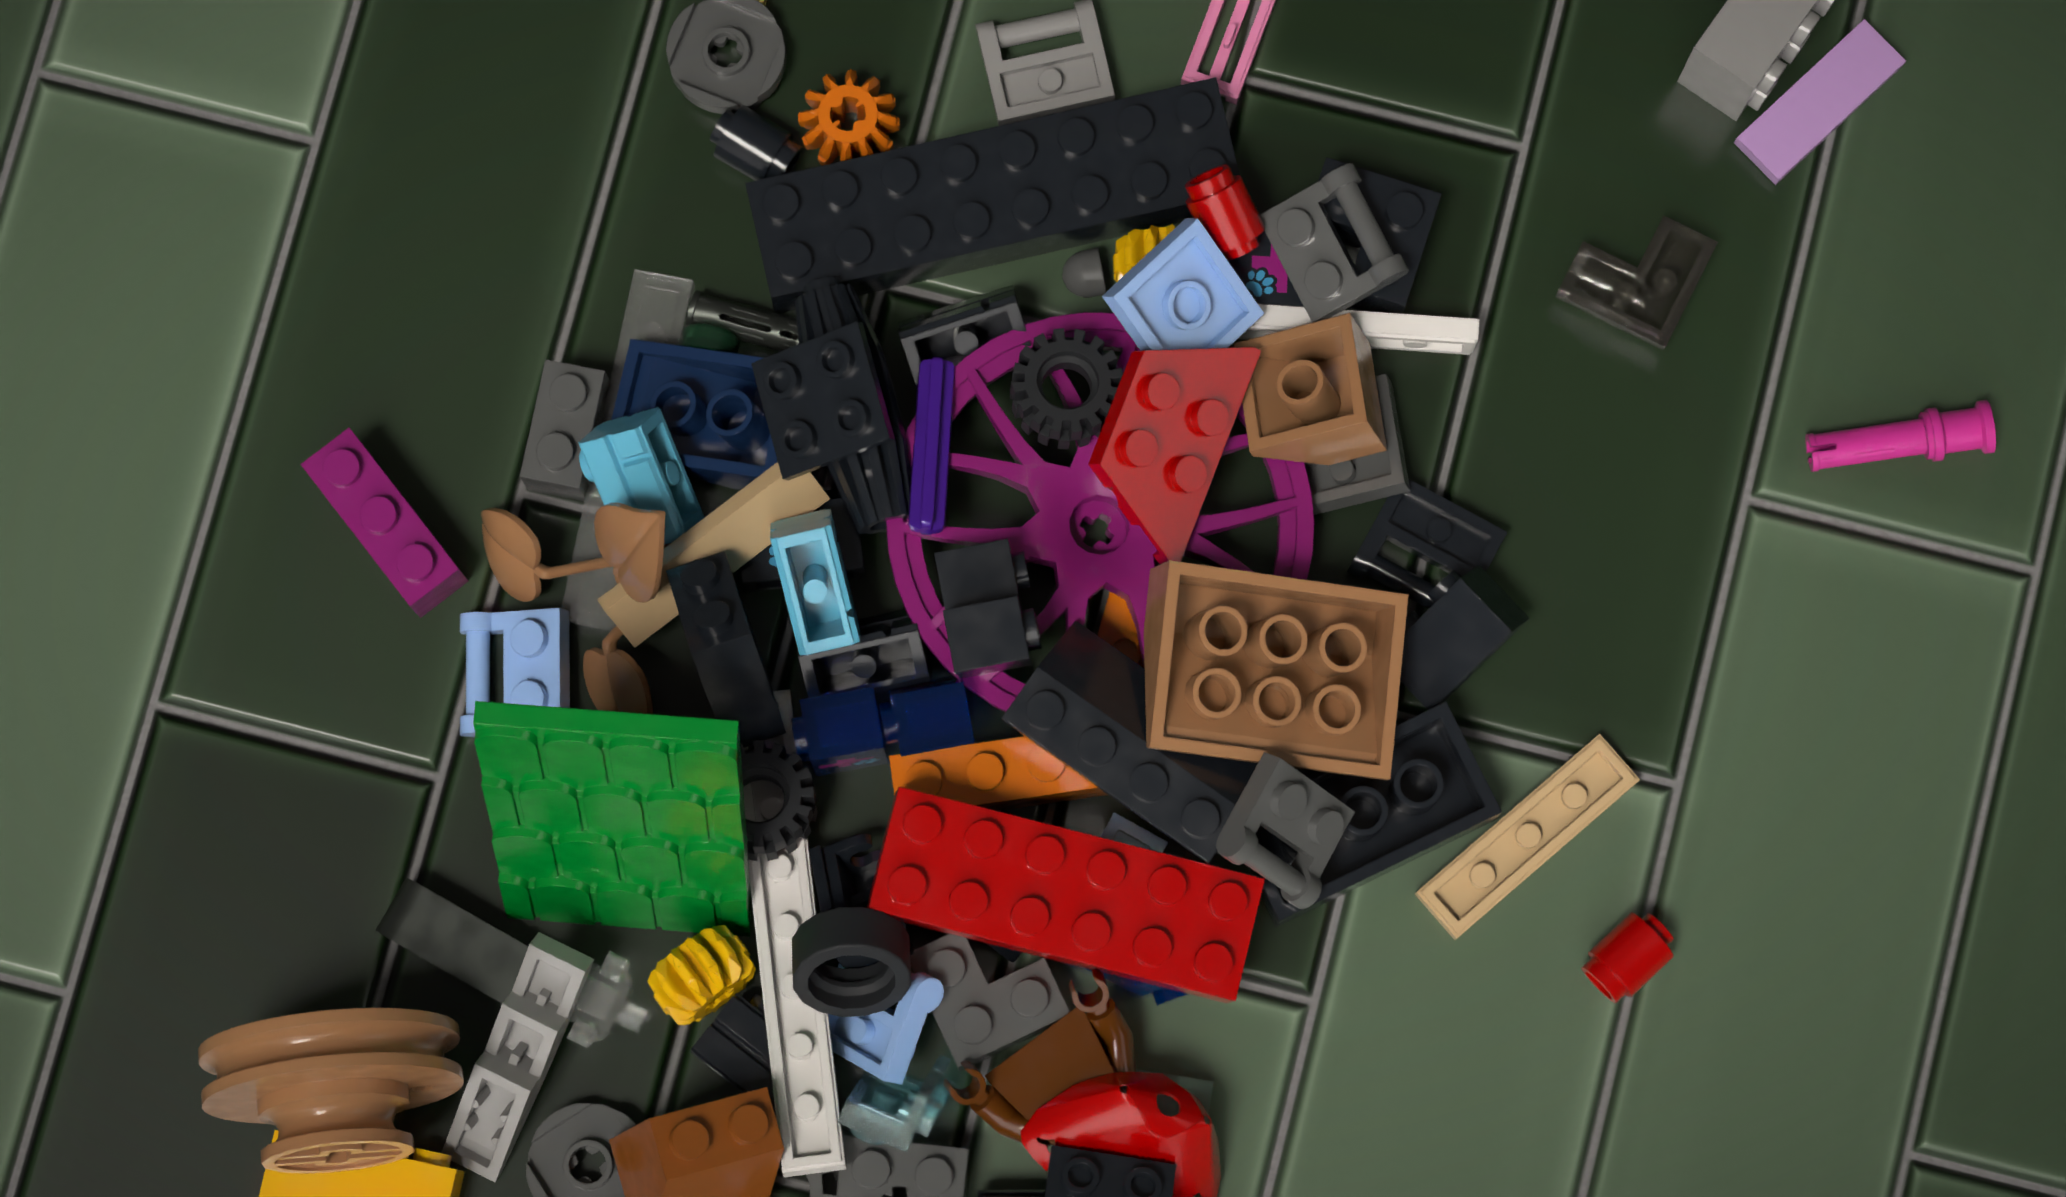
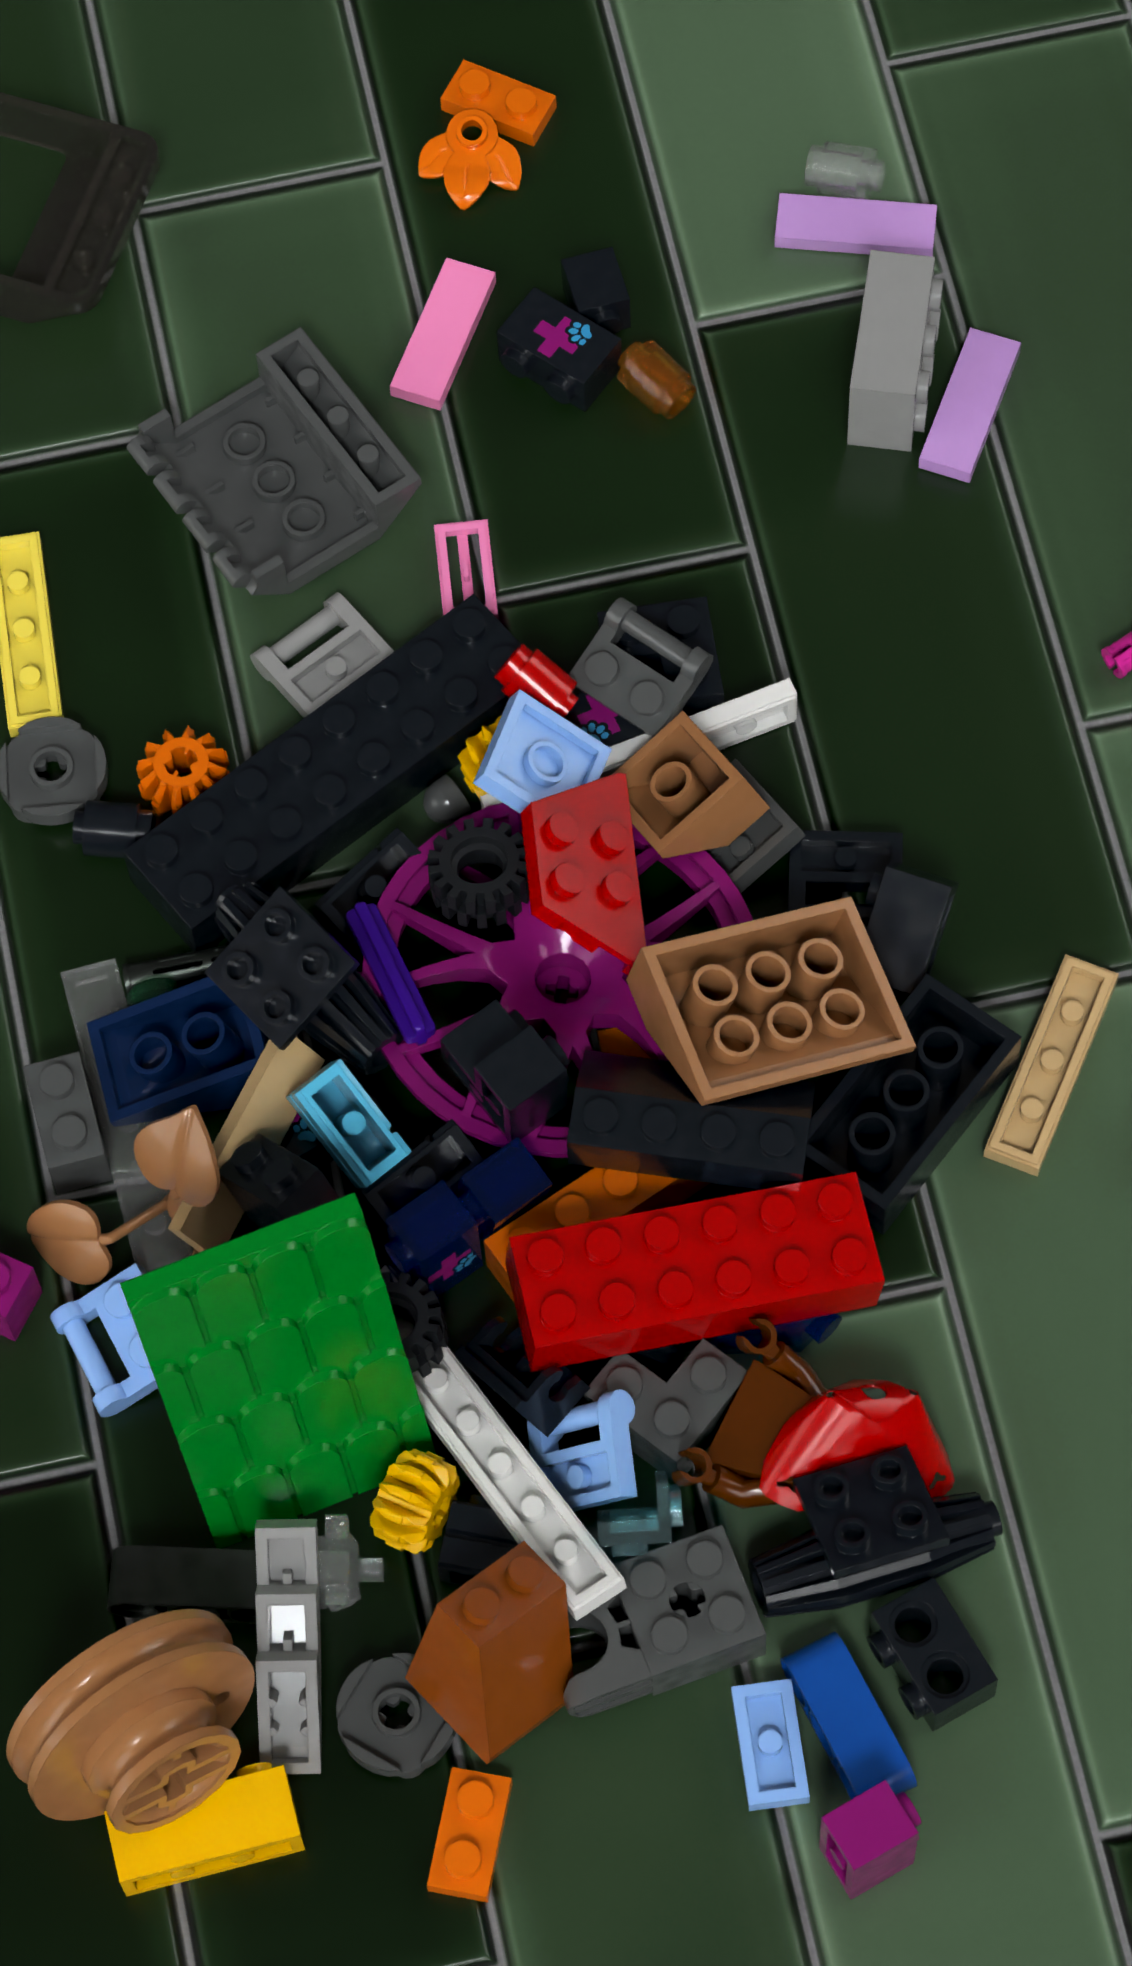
camera: 25 degrees left, 15 degrees down
(640, 467) = (137, 1098): medium azure brick -> none
(851, 933) = (566, 1430): black tyre -> none
(1294, 812) = (859, 1107): dark grey plate -> none
(1645, 298) = (913, 608): clear smoke brick -> none

